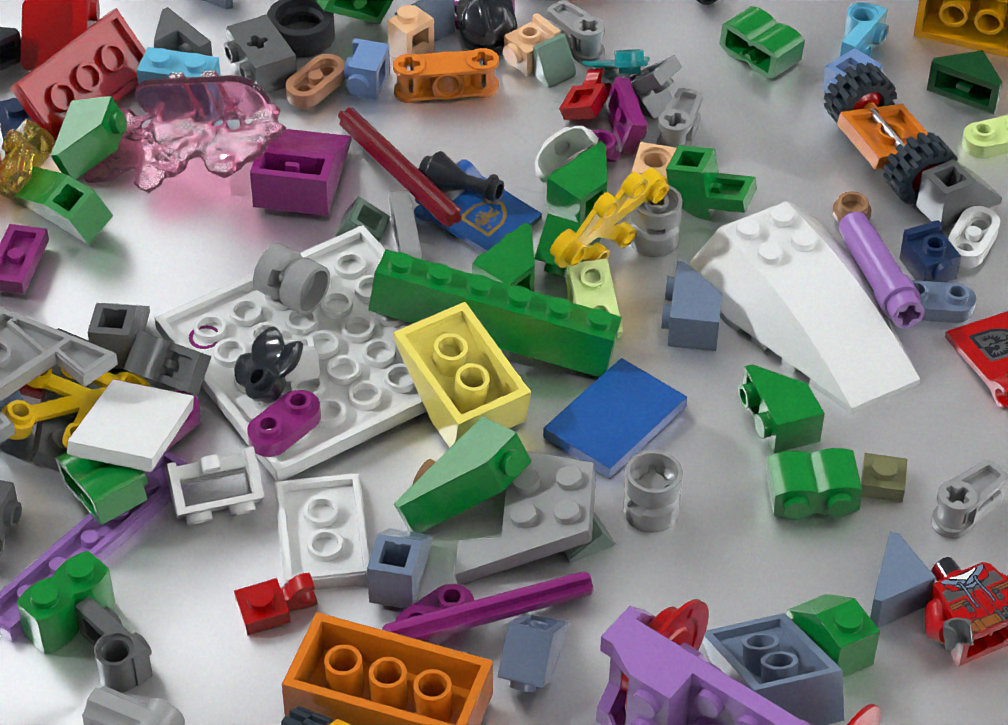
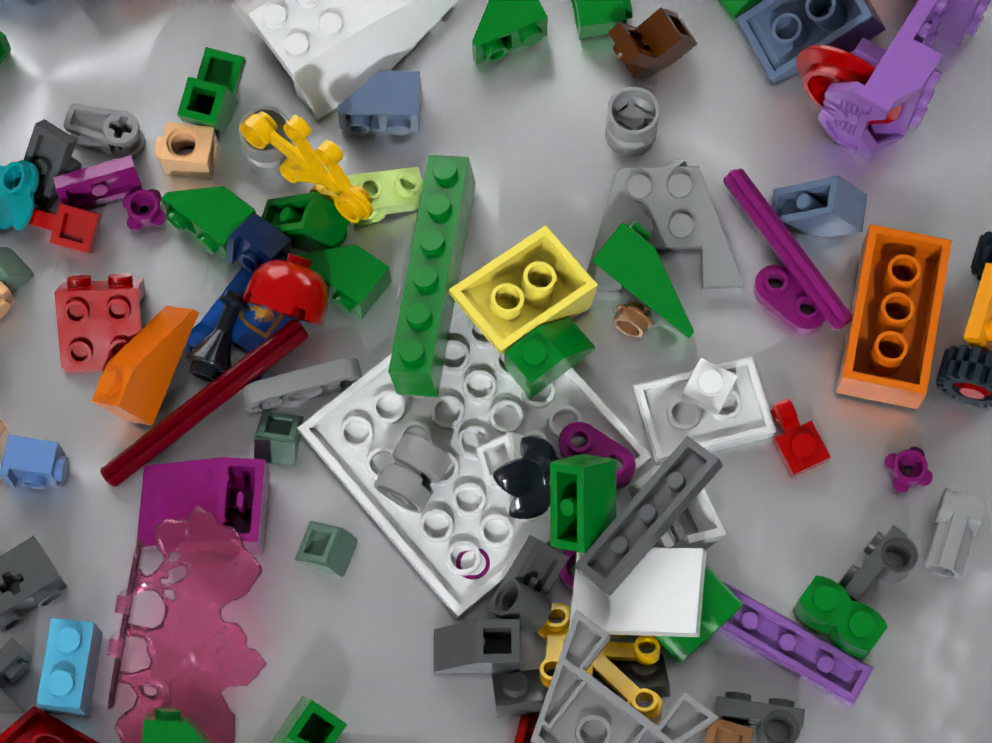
camera: 95 degrees left, 25 degrees up
(199, 425) = (648, 515): none -> dark grey plate
(215, 685) = (913, 458): none -> magenta plate
(229, 387) = (581, 500): none -> green brick
(245, 247) = (327, 548): none -> sand green slope
(315, 80) = (54, 518): nougat plate -> none
(341, 525) = (709, 386): none -> white plate
(394, 386) = (546, 354): none -> green slope
(397, 567) = (745, 328): sand blue slope -> none
(435, 126) = (143, 369): none -> orange slope
(446, 75) = (39, 375): orange piece -> none
(485, 206) = (289, 289): none -> red cylinder
(496, 103) = (96, 319): none -> red bracket
(551, 199) = (257, 243): none -> dark blue brick
(561, 147) = (152, 249): white helmet -> none
(615, 417) = (529, 167): blue tile -> none
(742, 517) = (653, 43): none -> reddish brown brick

